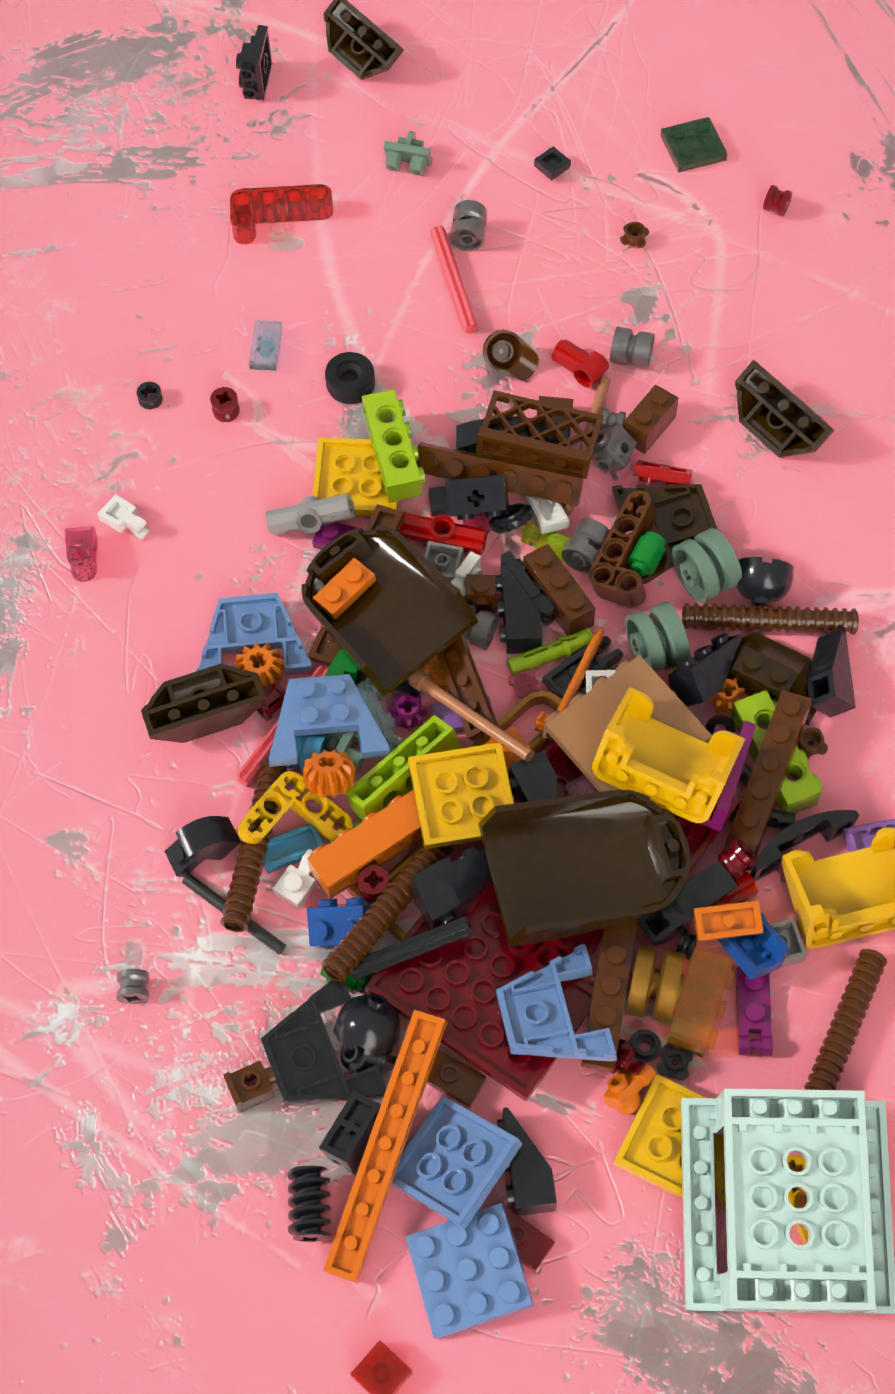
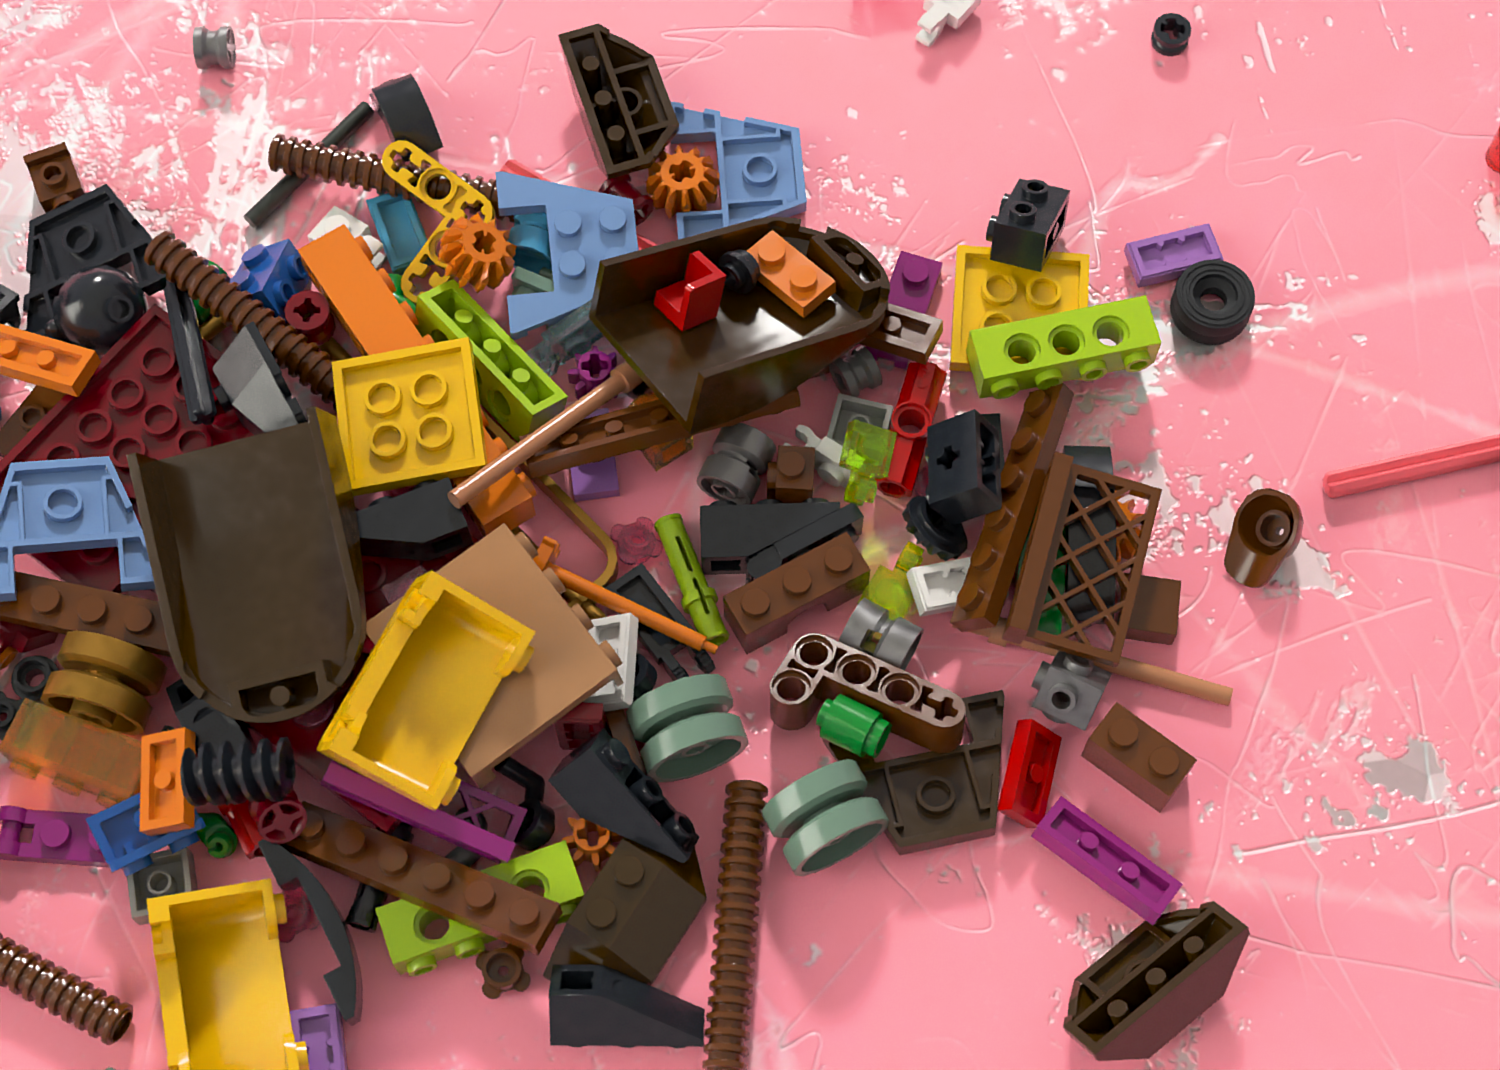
camera: 90 degrees right, 5 degrees up
(230, 409) = (1159, 139): dark red wheel -> none
(265, 345) = (1272, 184): clear light blue plate -> none
(301, 464) = (1028, 224): none -> black brick
(310, 514) = (938, 240): light grey piece -> none
(316, 397) = (1170, 254): none -> medium lavender plate
(345, 613) = (740, 270): none -> black plate
(365, 634) = (695, 297): none -> red panel
(471, 547) = (868, 455): none -> clear neon green plate
(585, 366) = (1254, 659): red piece -> none
(612, 419) = (1131, 691): flat silver wheel -> none
(632, 347) = (1292, 730): flat silver wheel -> none
(710, 437) = (1106, 860): none -> magenta plate
(723, 862) = (238, 776): none -> black piece
(764, 581) = (801, 914): black cylinder -> none

